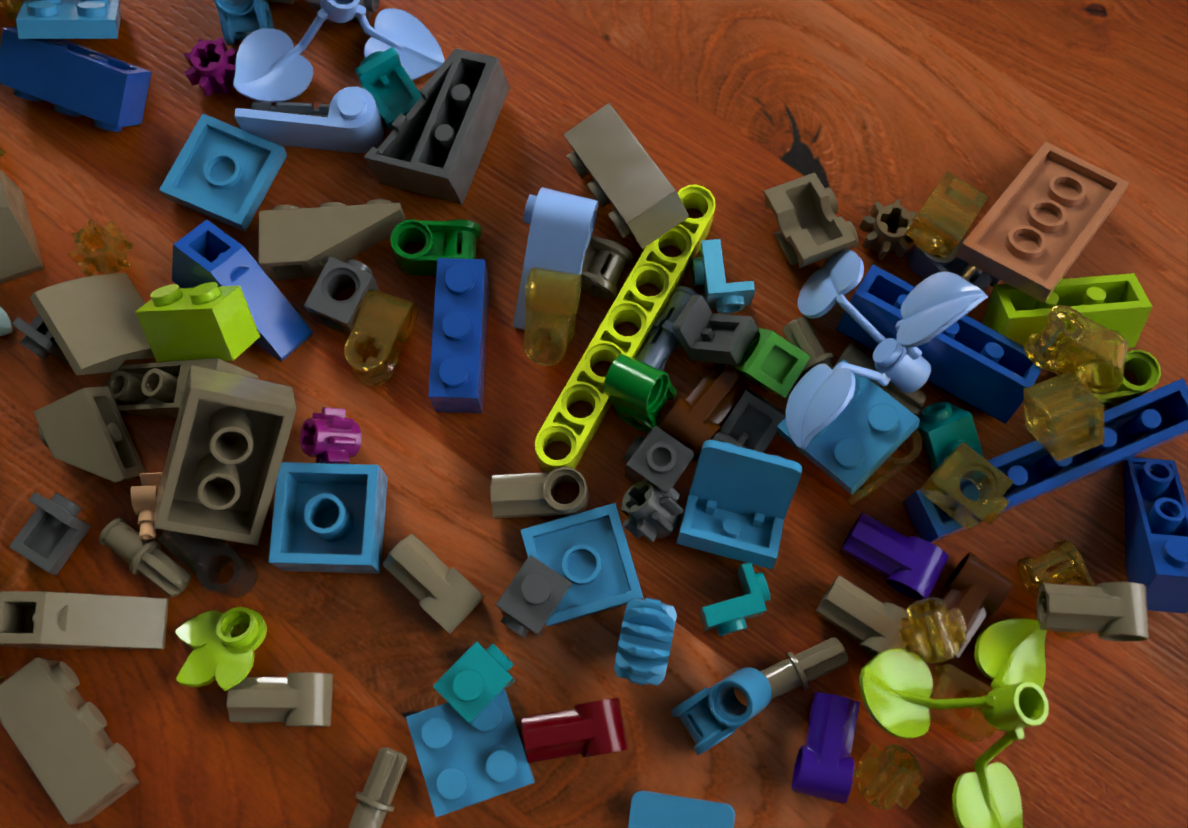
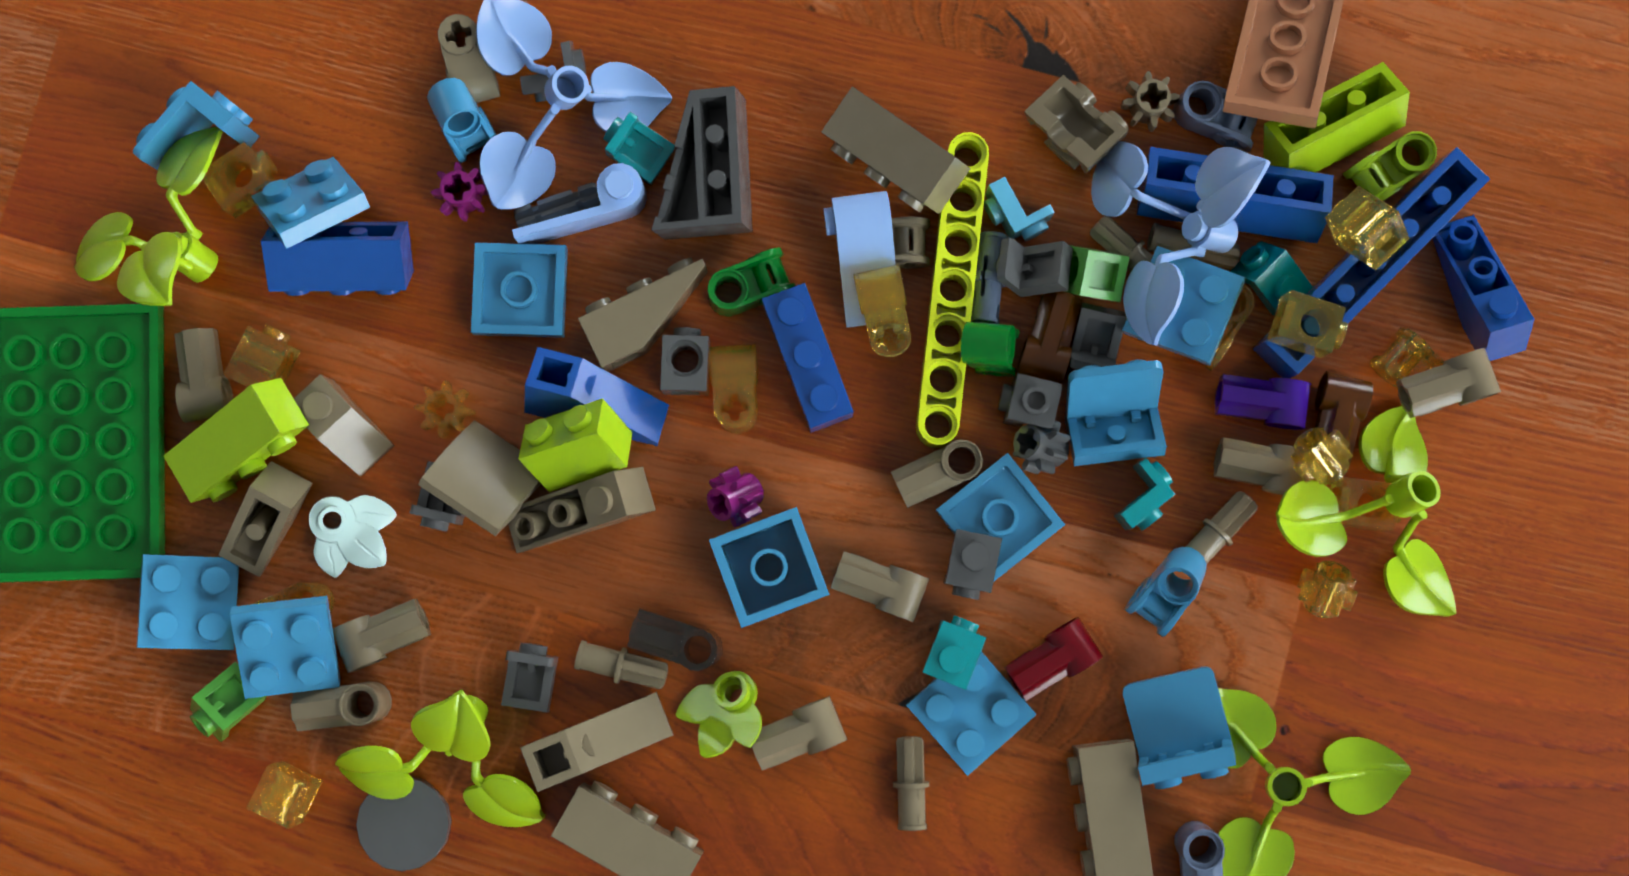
camera: 20 degrees left, 10 degrees up
(90, 434) = (523, 581): dark tan slope -> none
(143, 503) = (602, 616): light nougat piece -> none
(224, 456) = (662, 553): dark tan brick -> none
(645, 641) = (1083, 561): dark azure gear -> none
(824, 762) = (1269, 598): dark purple piece -> none
(946, 216) = (1199, 79): clear yellow brick -> none
(1079, 347) = (1364, 159): clear yellow piece -> none

